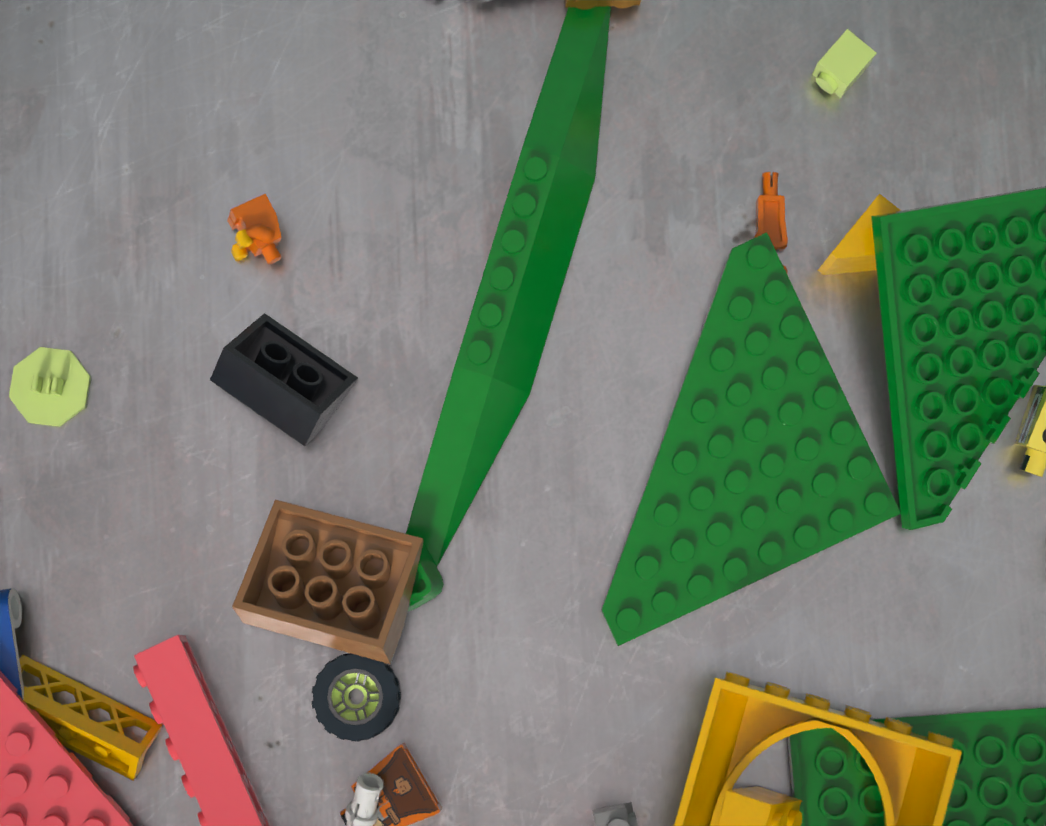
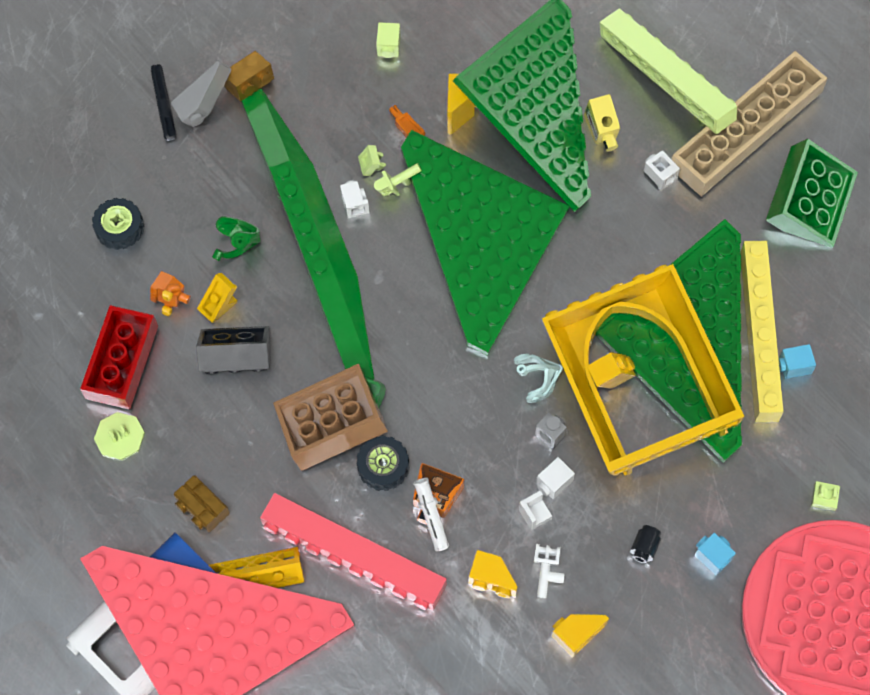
camera: 35 degrees left, 15 degrees down
(77, 570) = (200, 504): none -> pearl gold brick
(120, 279) = (119, 357): none -> red brick
(265, 94) = (127, 230): none -> black wheel
(314, 289) = (218, 298): none -> yellow slope
(417, 200) = (242, 235): none -> green helmet
(609, 276) = (354, 199): none -> white brick
(675, 234) = (370, 160): none -> yellowish green tile
(675, 292) = (387, 184): none -> yellowish green arm
(681, 740) = (552, 373): none -> light aqua helmet

